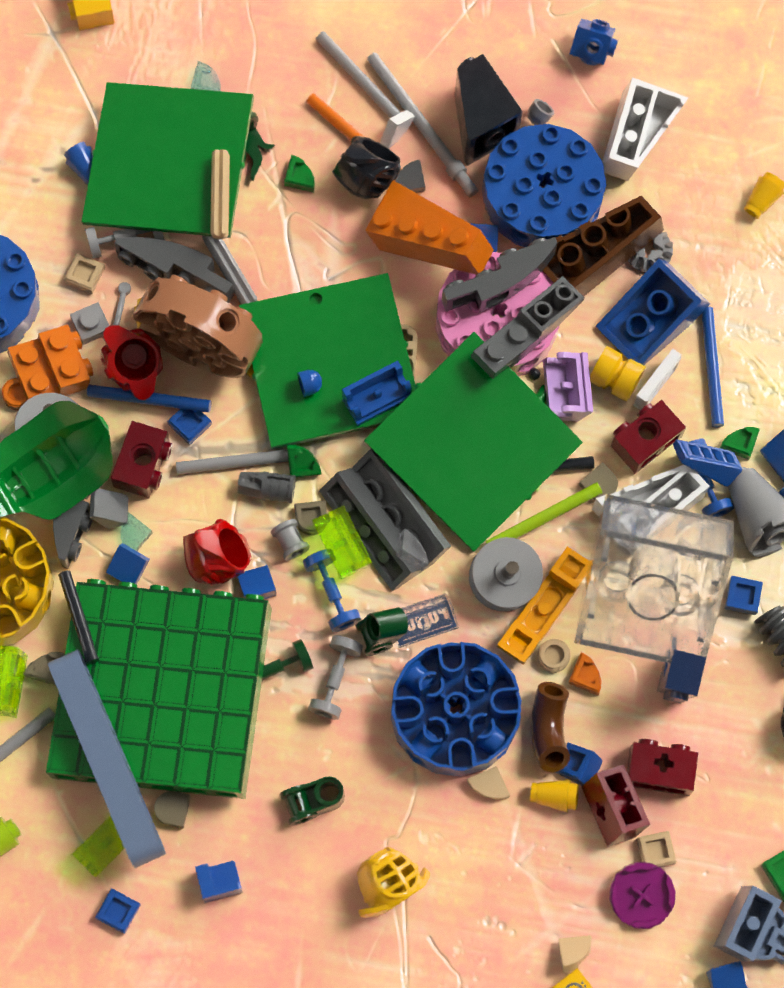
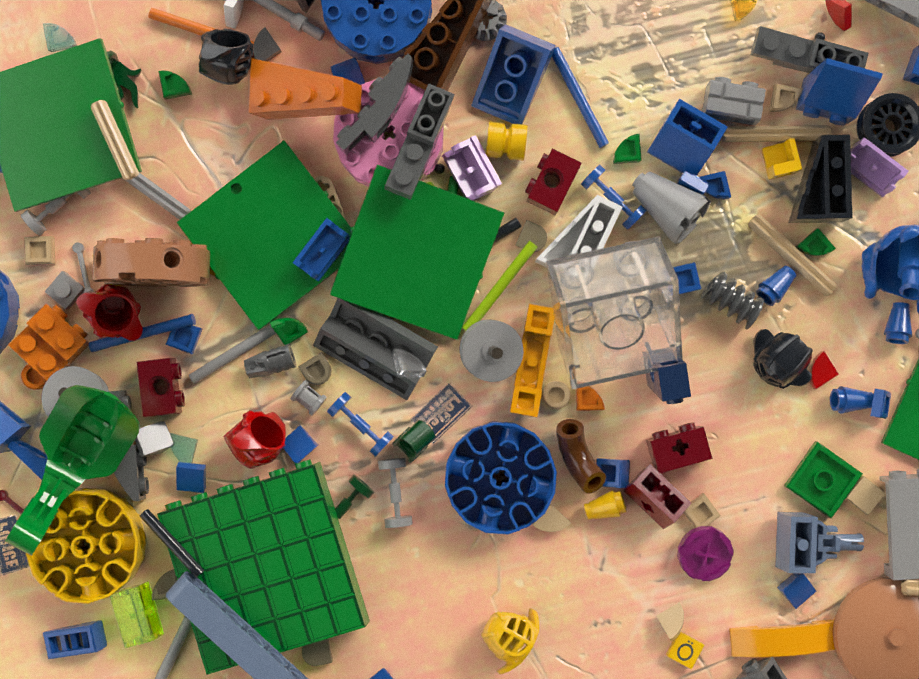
camera: 20 degrees left, 15 degrees up
(168, 258) = (101, 210): dark grey slope -> none
(309, 382) = (264, 263): blue hinge -> none
(310, 799) = (418, 600): dark green piece -> none
(342, 542) = (350, 384): clear neon green hinge -> none
(658, 379) = (541, 130): white tile -> none
(710, 461) = (613, 183): blue slope -> none

